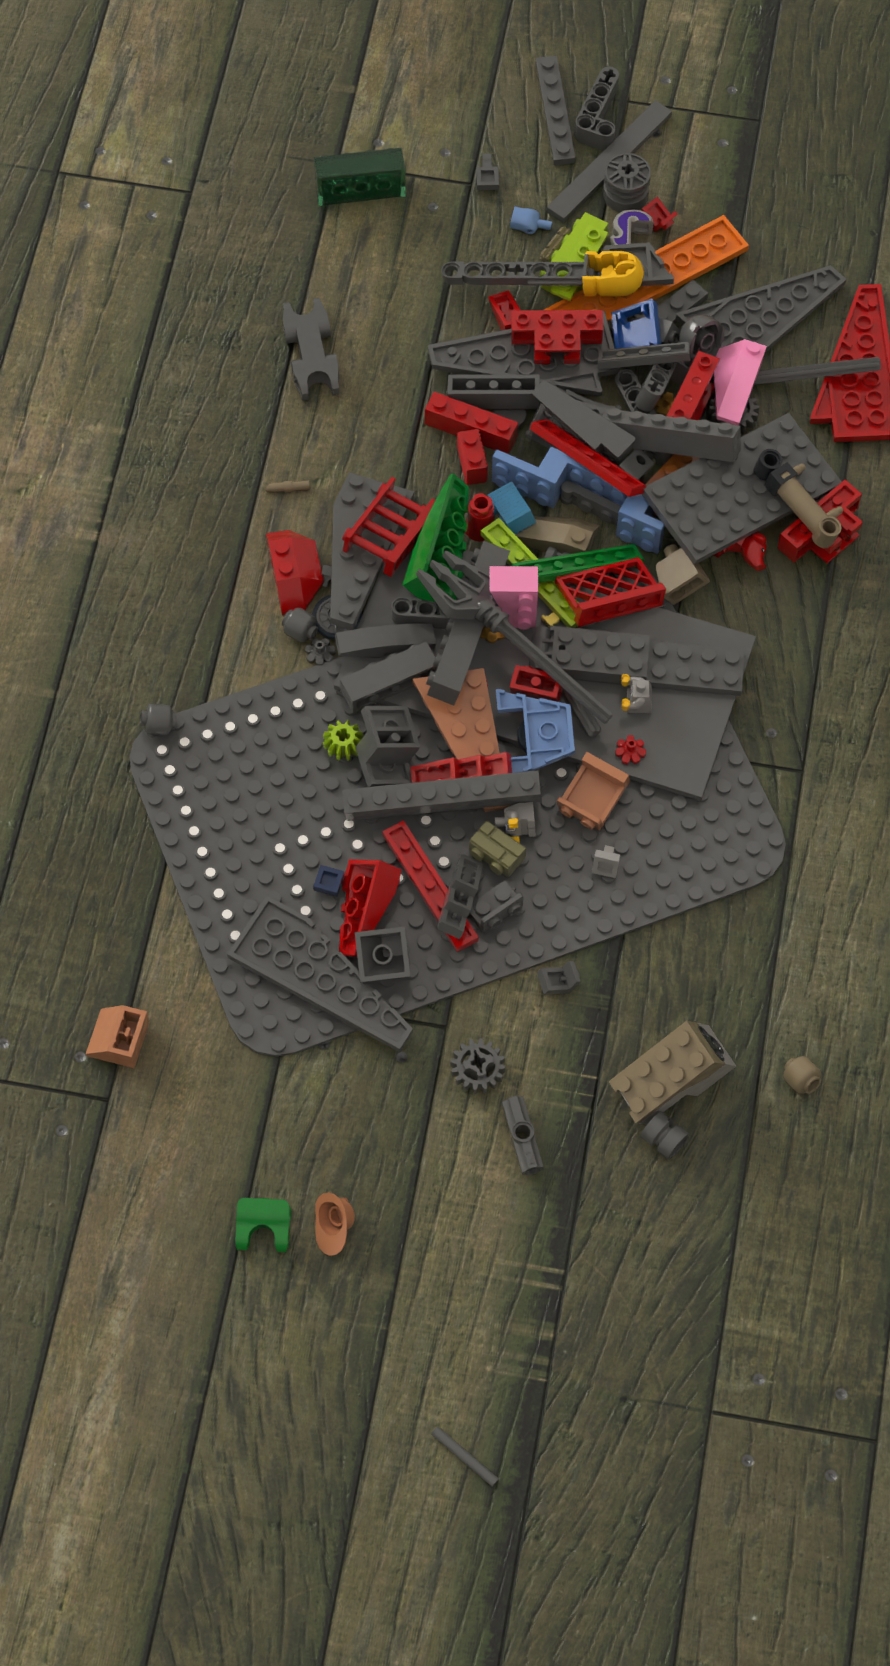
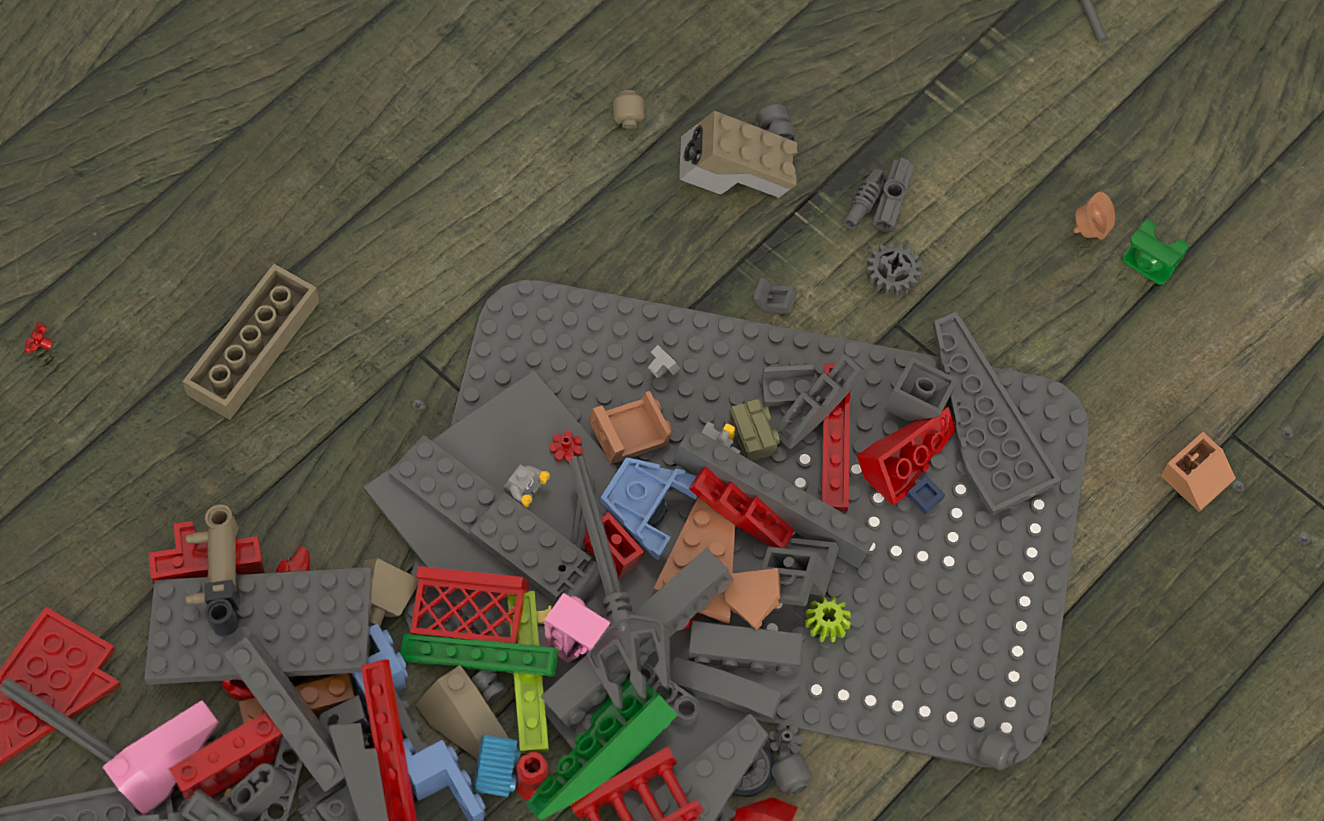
camera: 150 degrees left, 0 degrees up
(407, 702) = (754, 594): none -> nougat slope
(544, 1119) = (865, 198): none -> dark grey hinge

